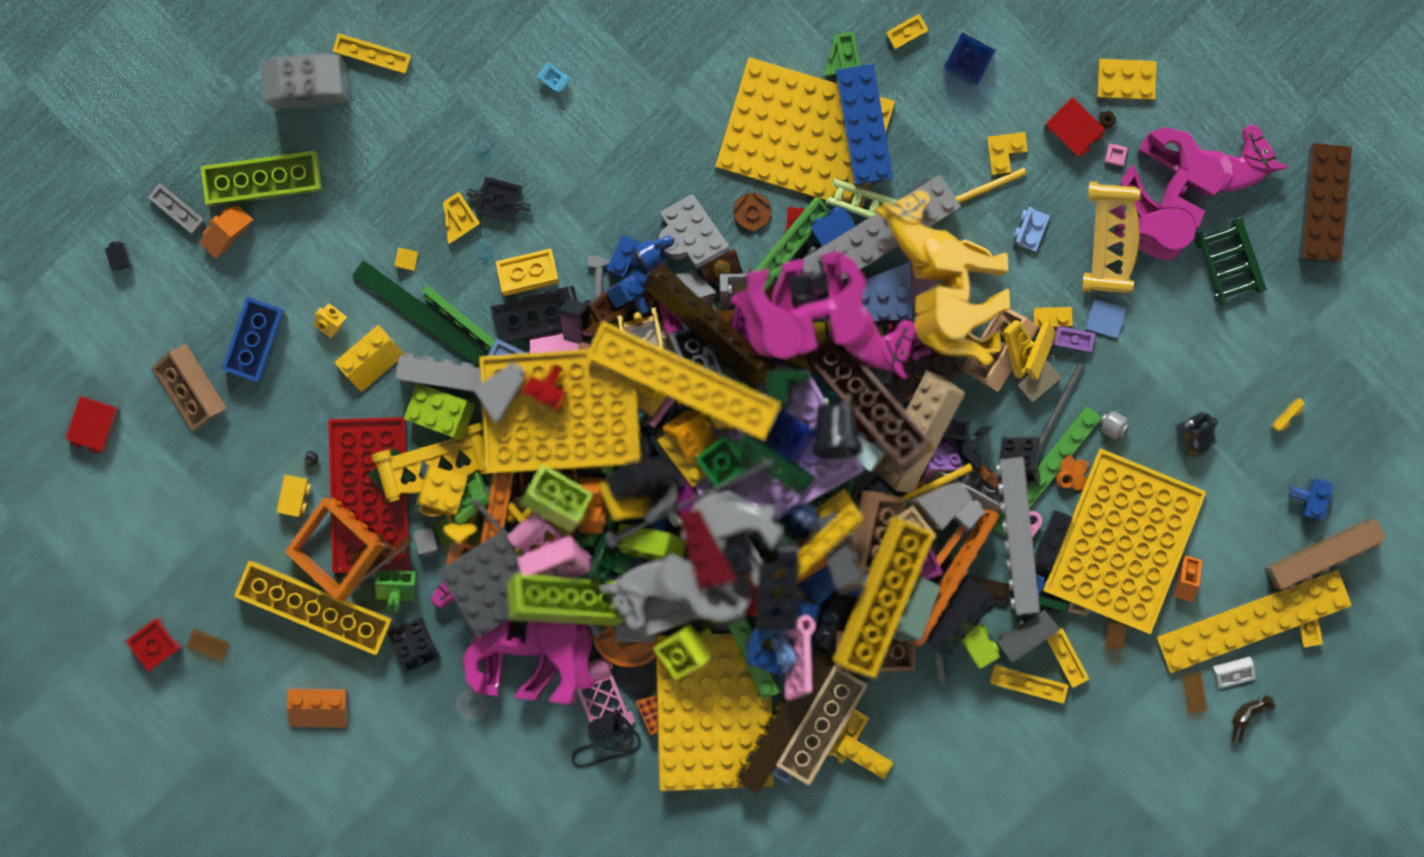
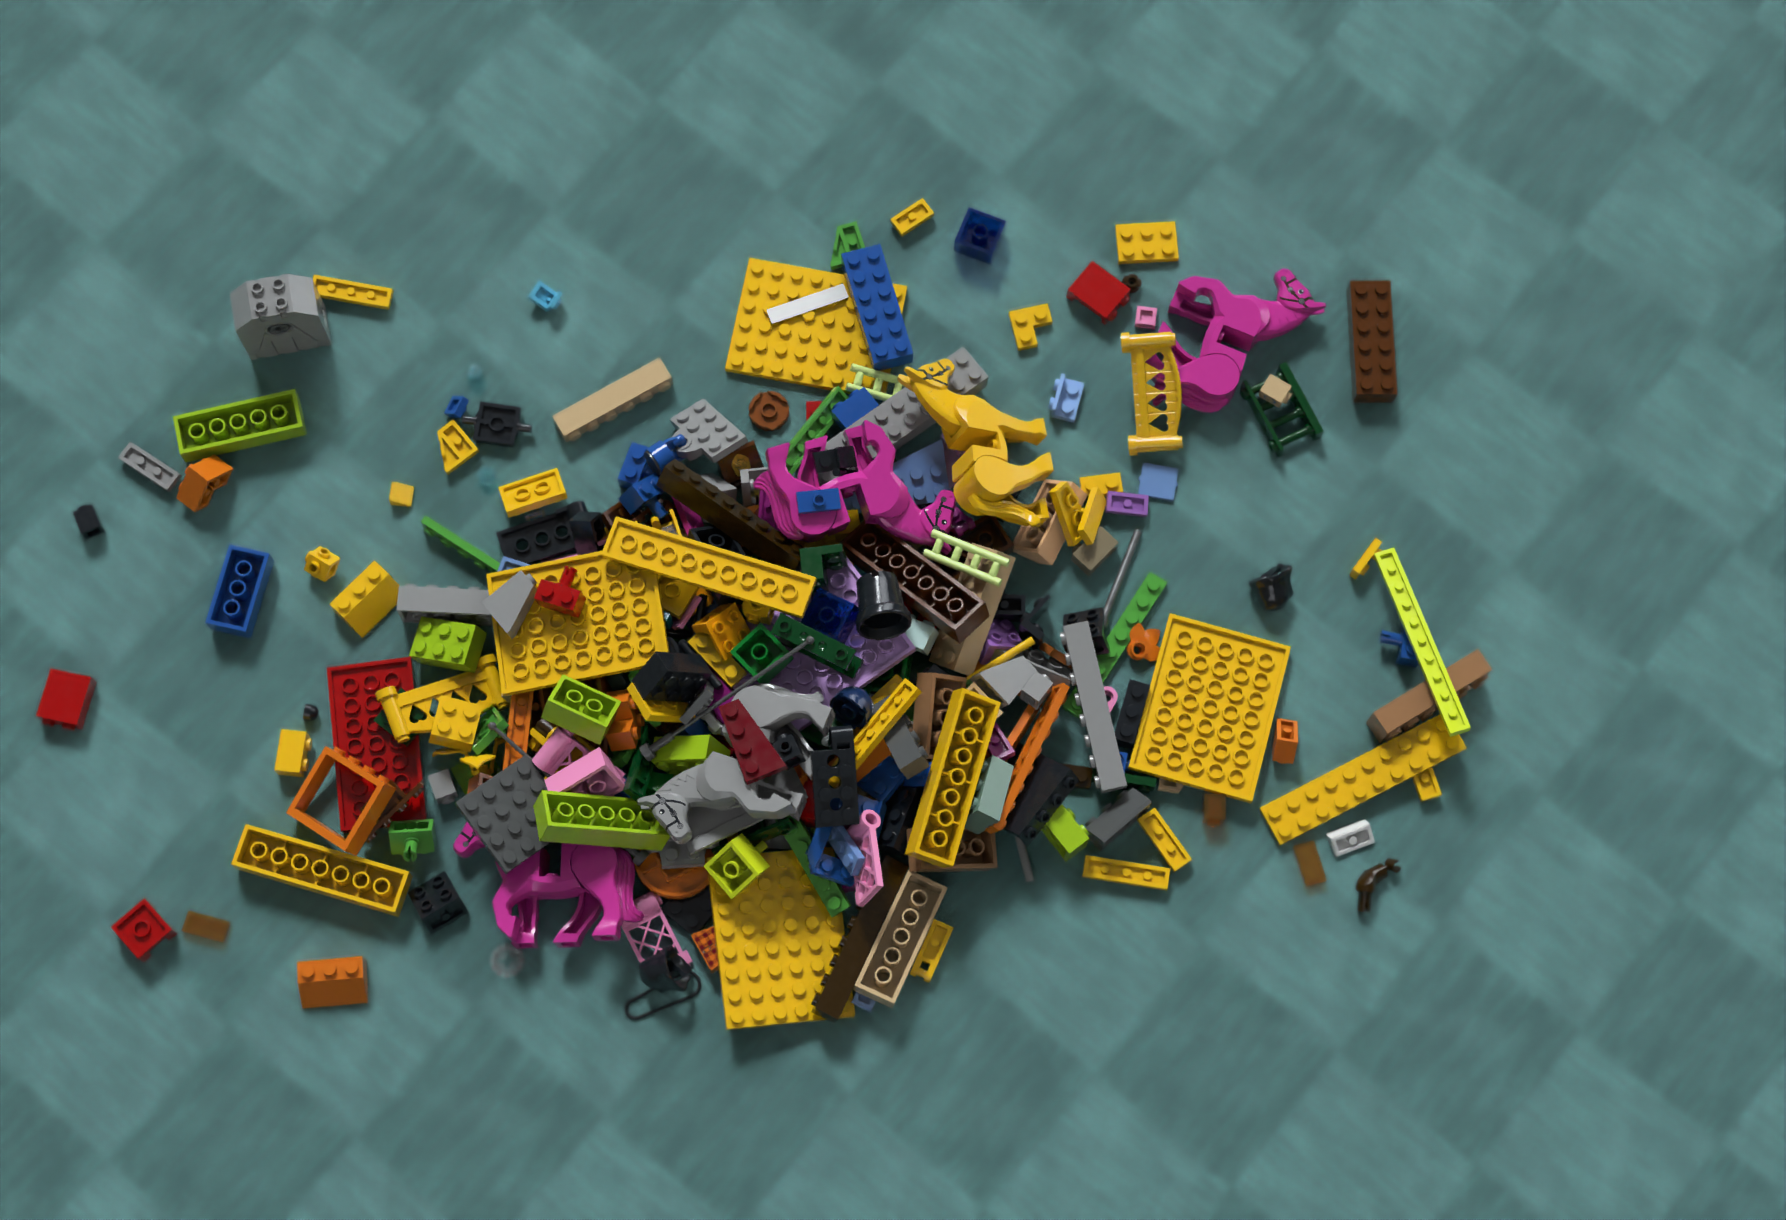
camera: 10 degrees left, 15 degrees down
(188, 387) = (171, 650): medium nougat slope -> none
(419, 312) = (416, 546): dark green tile -> none
(462, 179) = (456, 407): none -> blue plate
(598, 262) = (608, 478): light grey piece -> none
(608, 187) = (612, 400): none -> tan brick
(789, 328) = (818, 501): none -> blue plate
(799, 110) = (807, 303): none -> white sticker
(864, 756) = (953, 970): yellow plate -> none
(907, 393) = (978, 552): none -> yellowish green bar
(991, 185) = (1020, 359): yellow bar -> none
(1114, 425) = (1182, 587): light grey head -> none
(1227, 247) = (1275, 391): none -> tan brick
(1326, 506) = (1422, 642): none -> neon yellow plate

